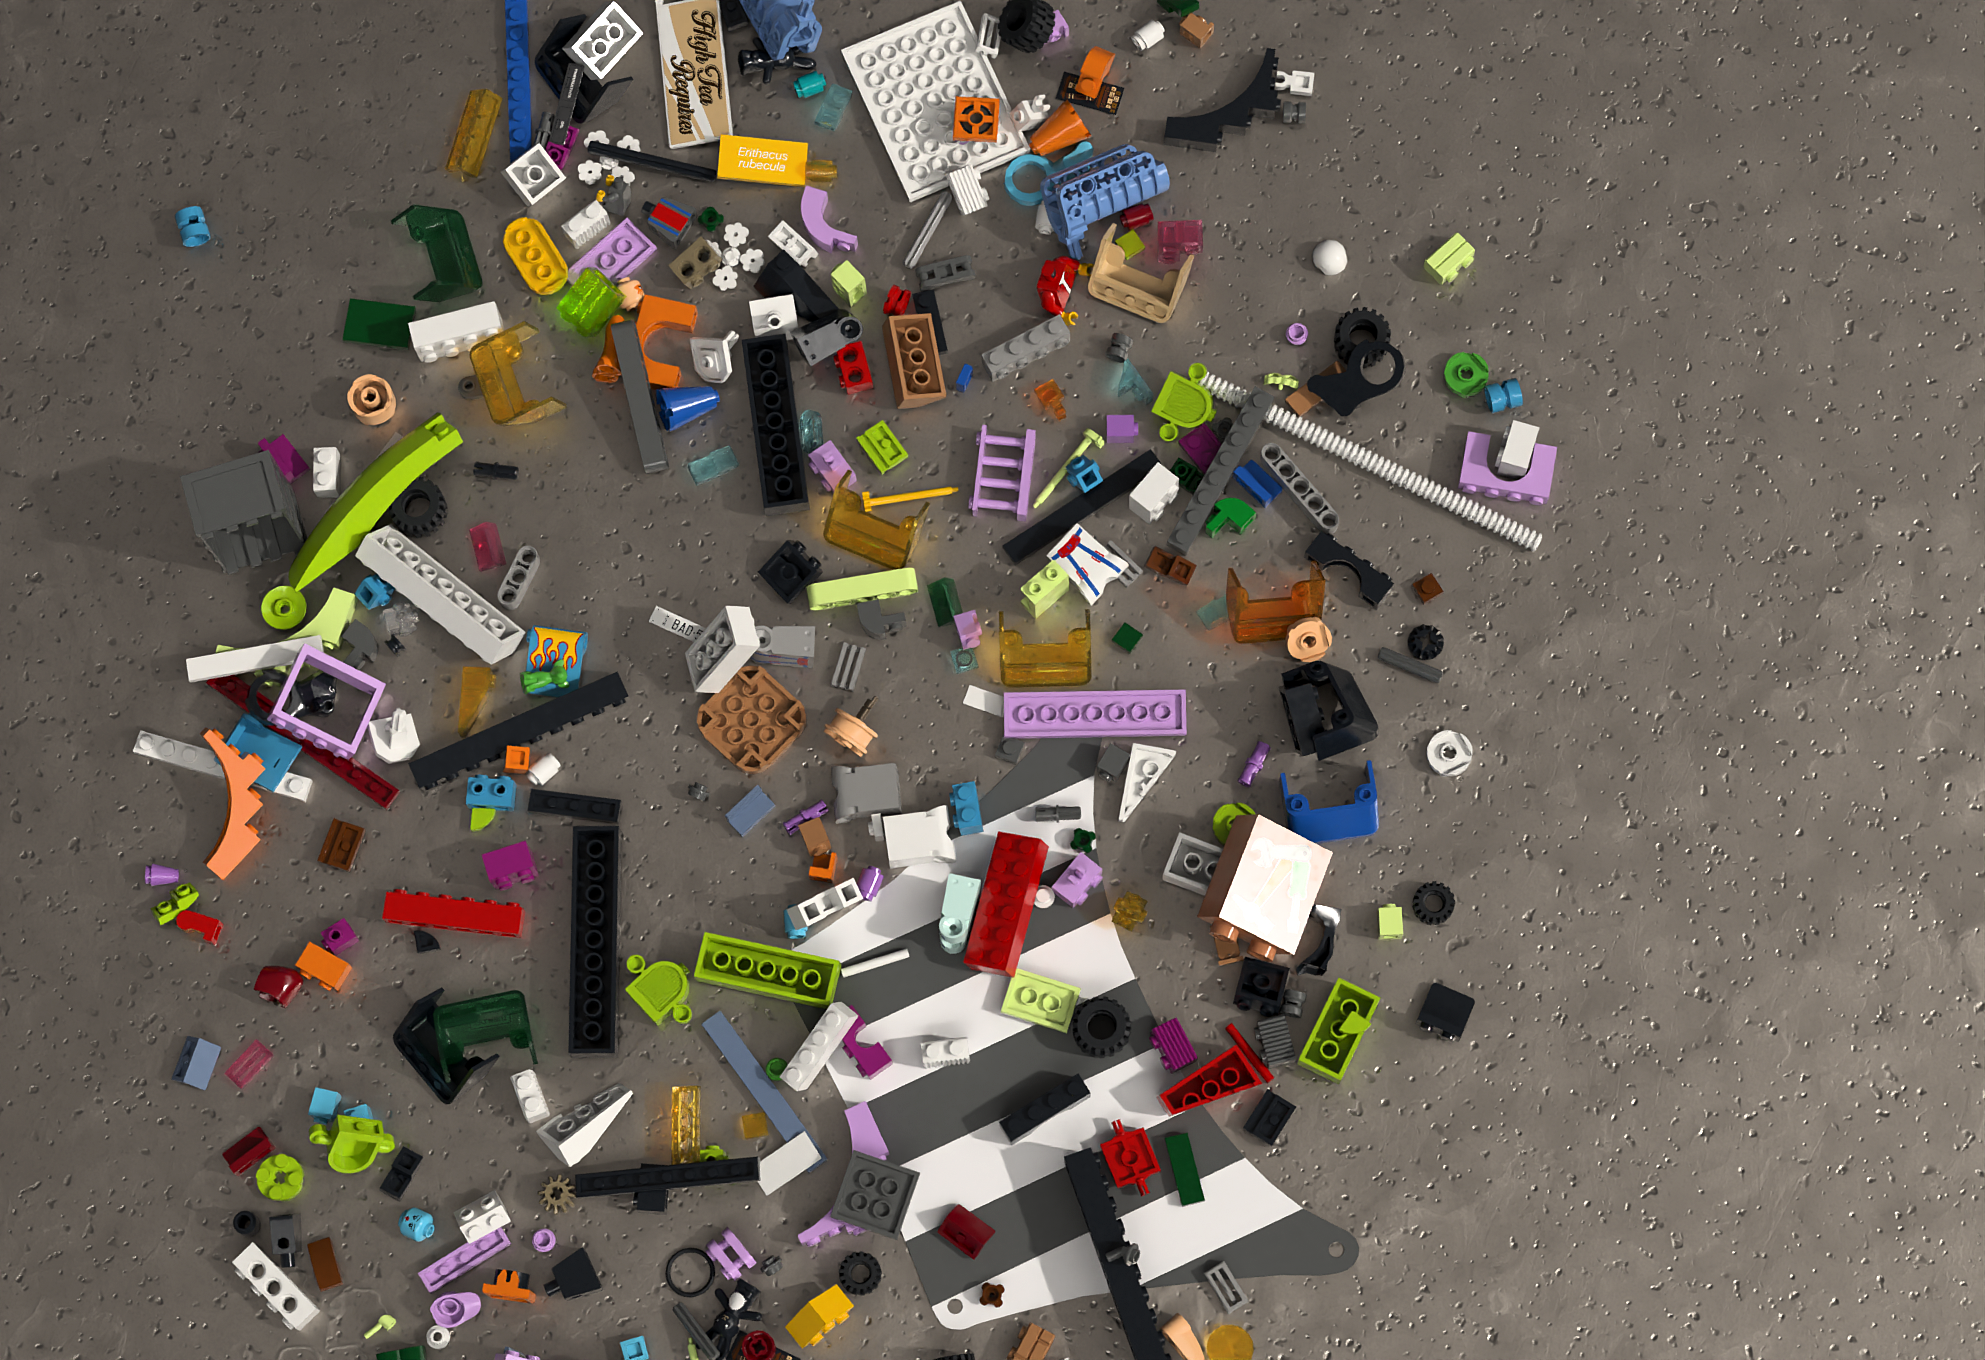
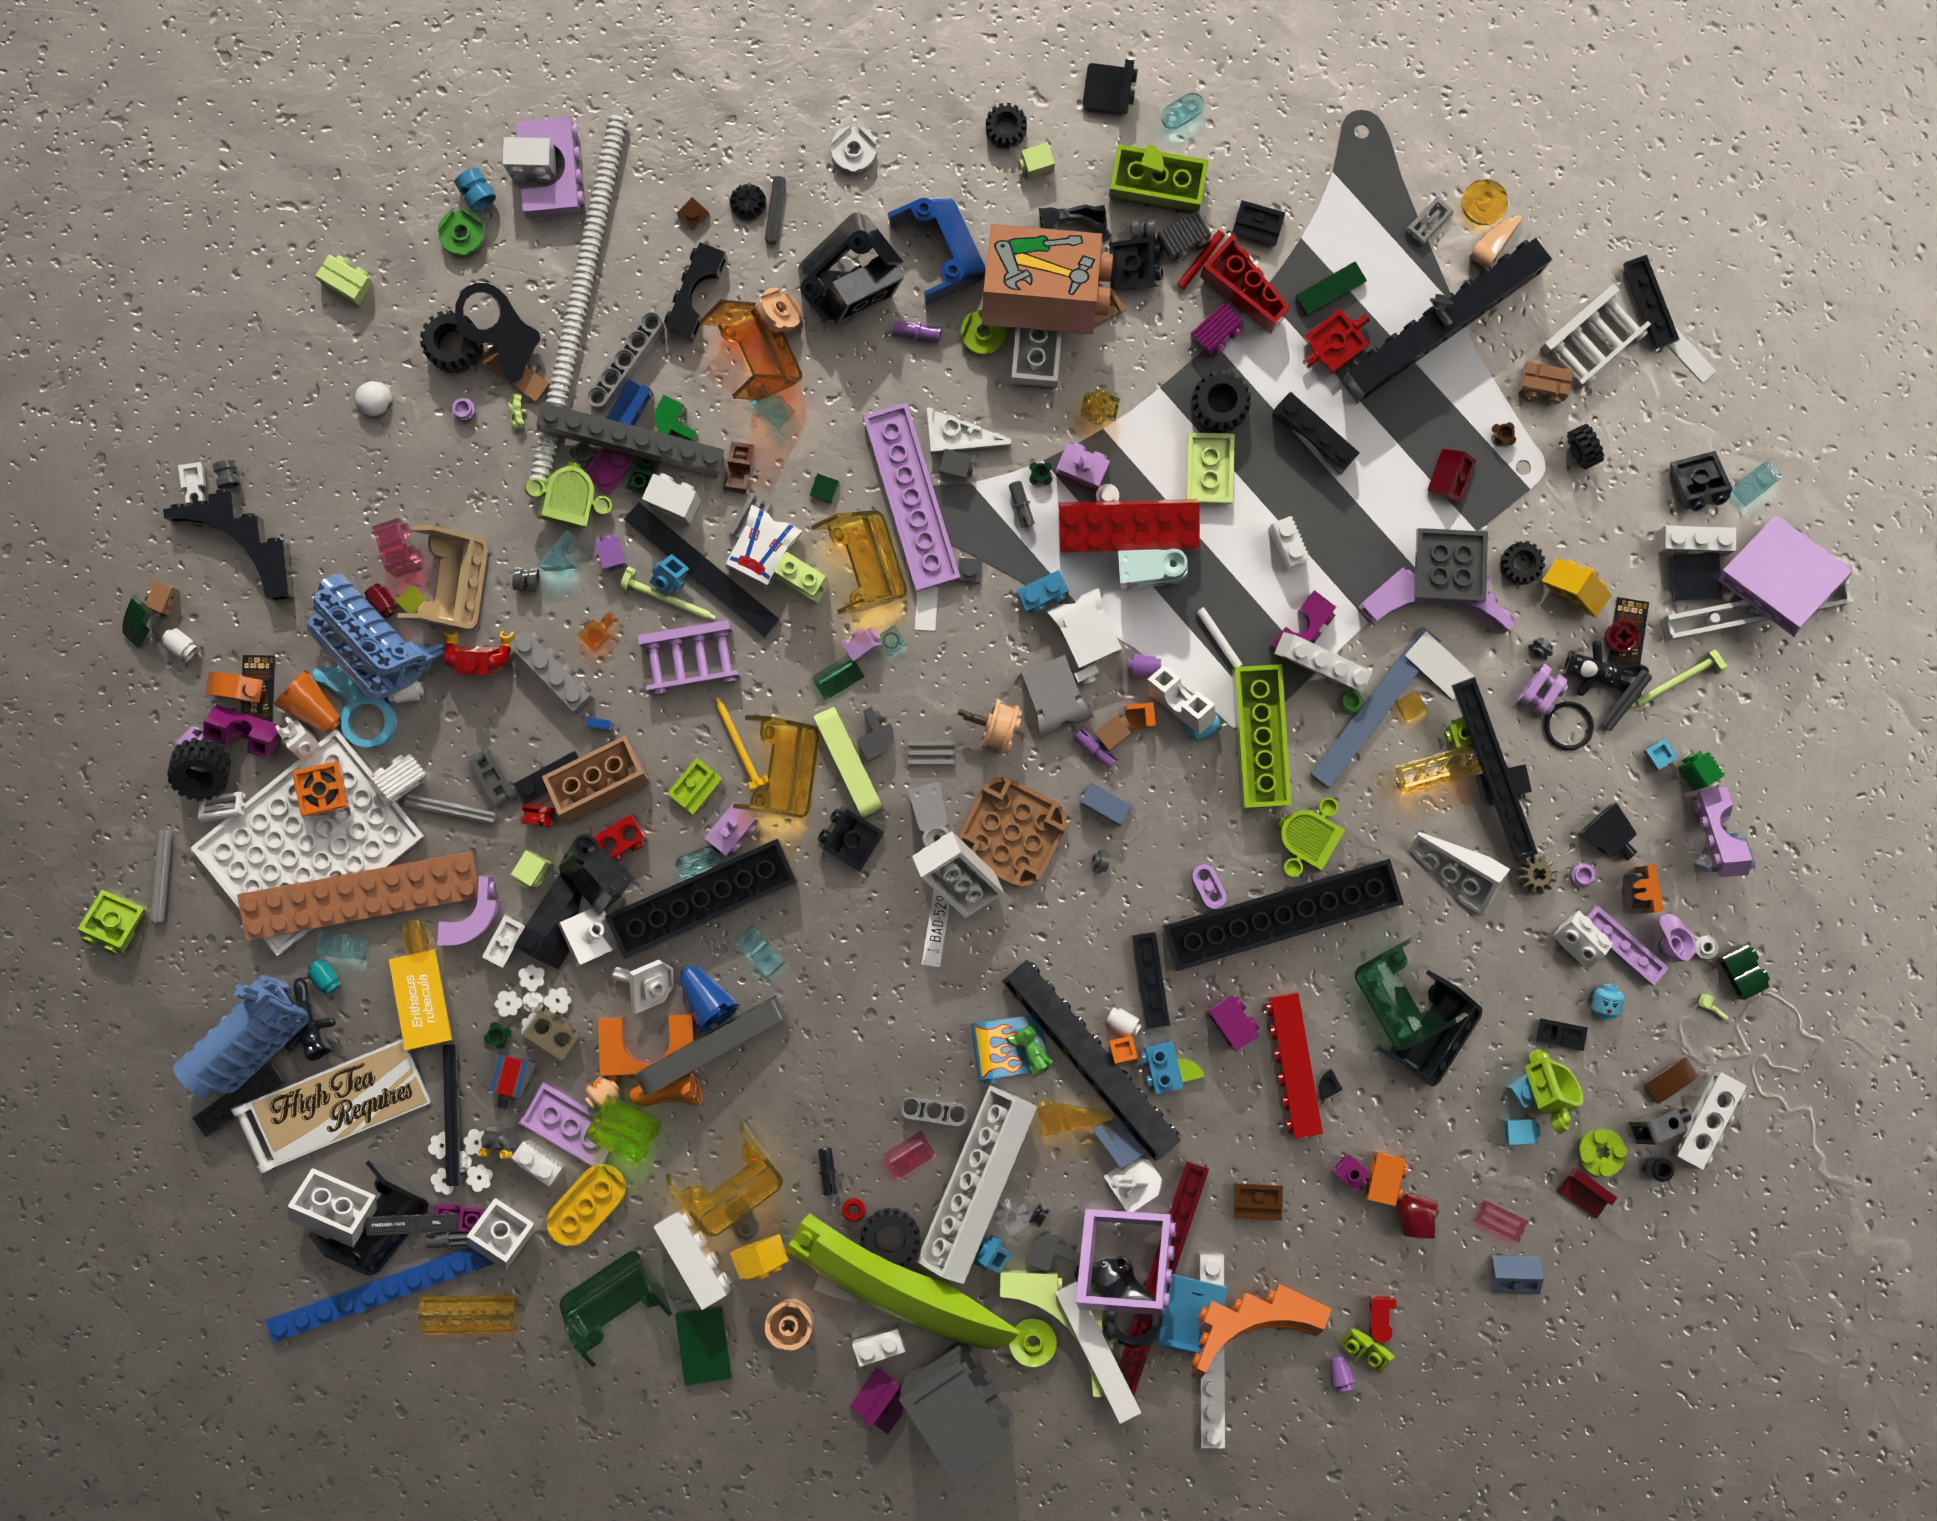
camera: 105 degrees left, 10 degrees up
(435, 733) = (1119, 1142): none -> sand blue panel
(438, 388) = (760, 1258): none -> yellow brick
(449, 480) = (846, 1210): none -> red plate
(530, 1096) = (1451, 931): white brick -> none
(644, 884) = (1209, 886): none -> lavender plate
(872, 131) = (358, 895): none -> nougat plate
(1063, 57) = (226, 724): none -> magenta arch
(1402, 1077) = (1181, 111): none -> clear light blue plate

